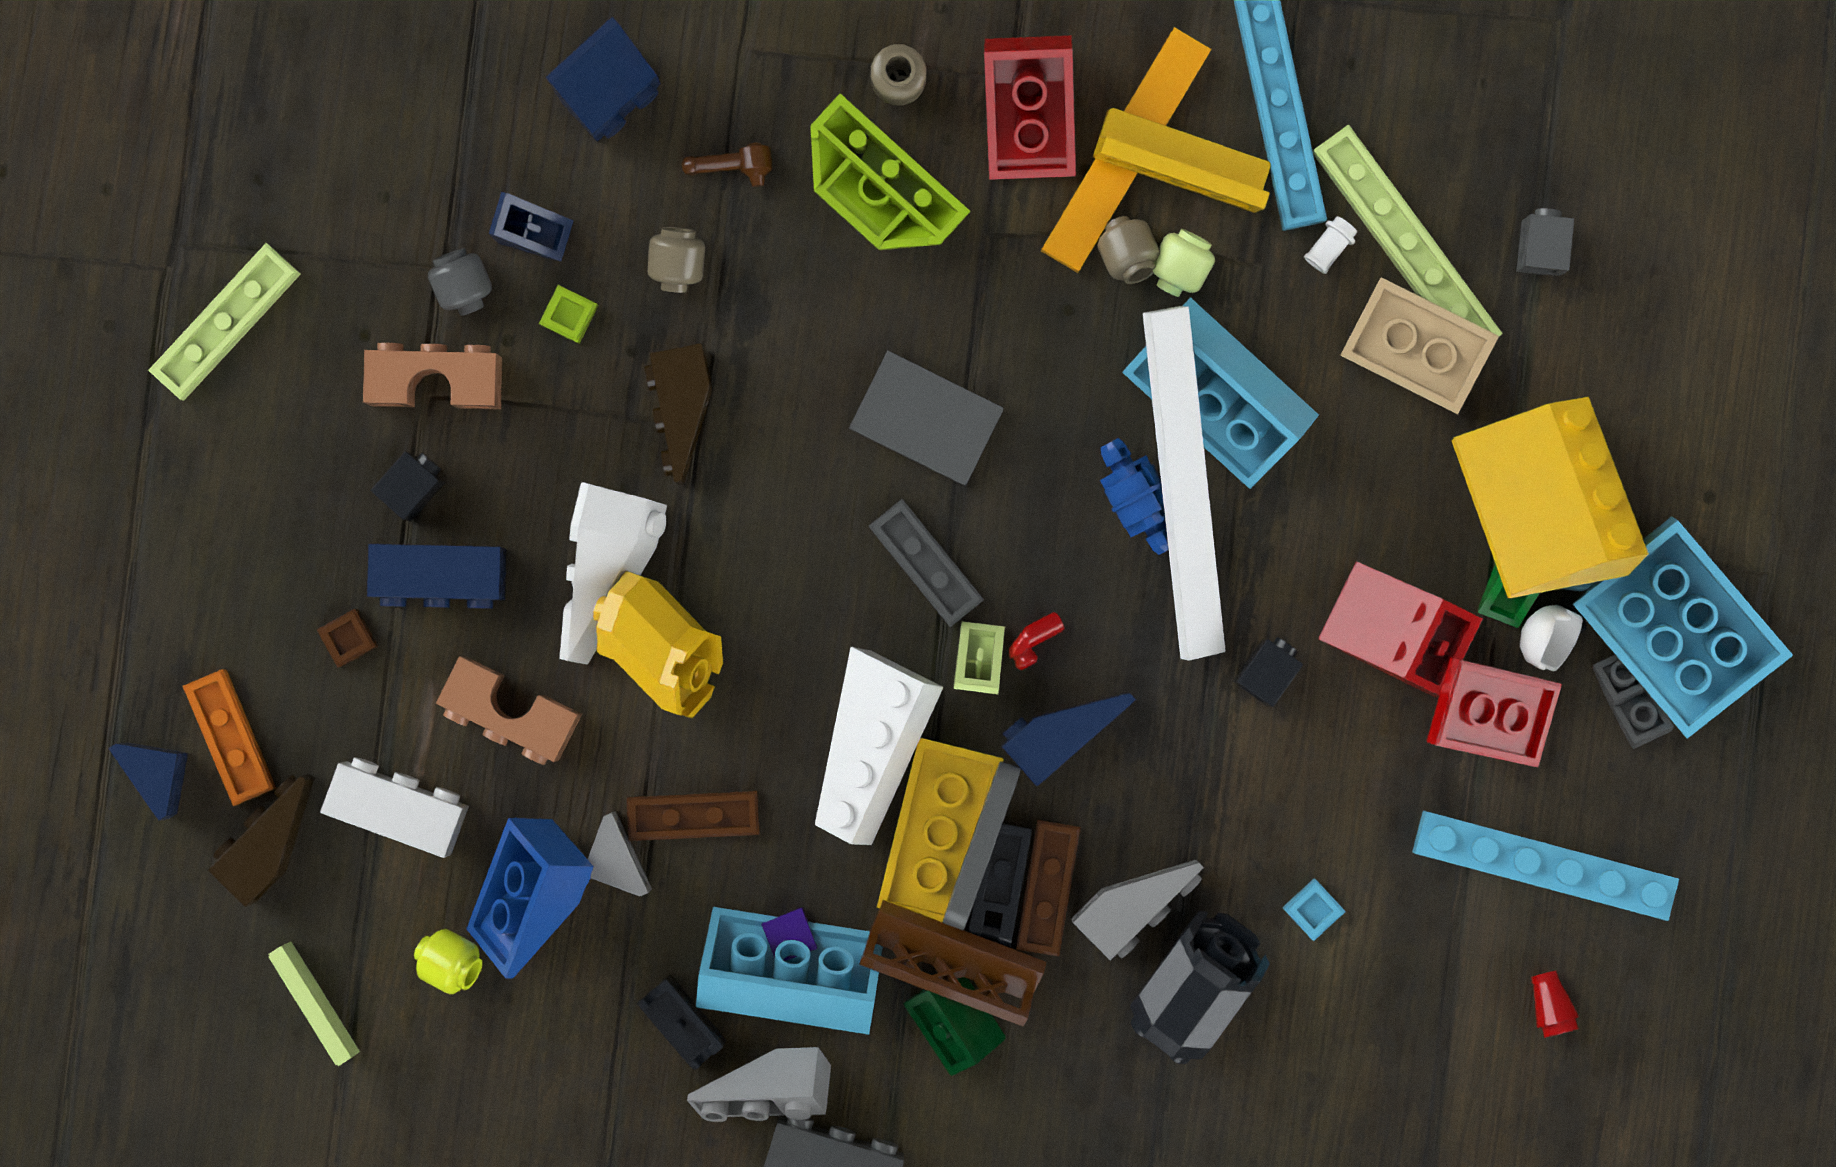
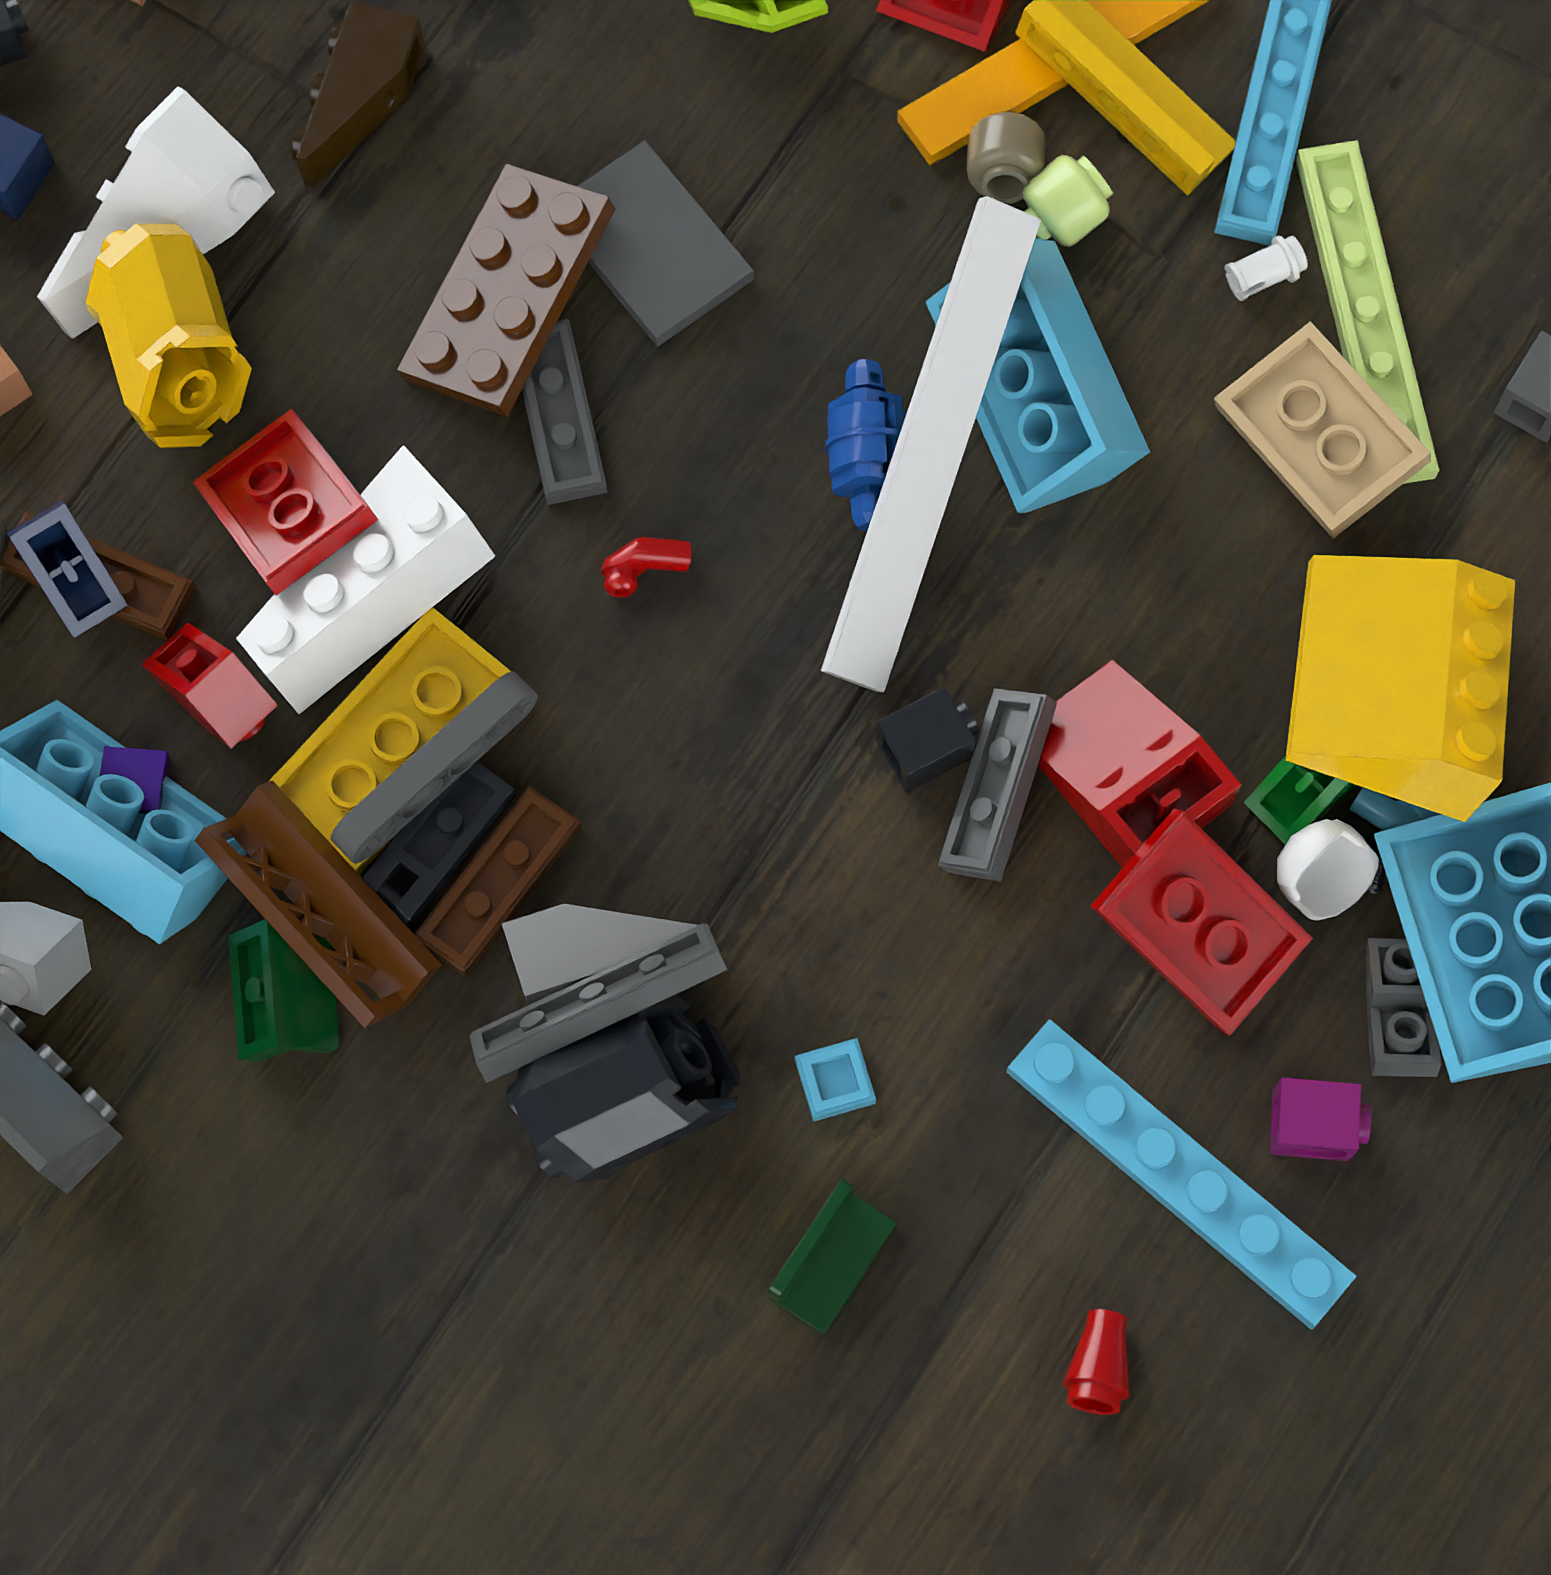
camera: 30 degrees right, 15 degrees down
(685, 831) = (67, 568): none -> dark blue slope
(794, 718) = (285, 501): none -> red tile
(806, 854) = (211, 685): none -> slope
(854, 500) = (506, 289): none -> plate
(979, 658) = (557, 554): yellowish green slope -> none
(1054, 737) = (612, 689): dark blue slope -> none
(1158, 945) = (596, 1002): none -> dark grey tile
(1325, 679) = (997, 784): none -> dark grey tile
(1366, 1020) = (831, 1259): none -> dark green panel
(1615, 796) = (1318, 1119): none -> magenta brick

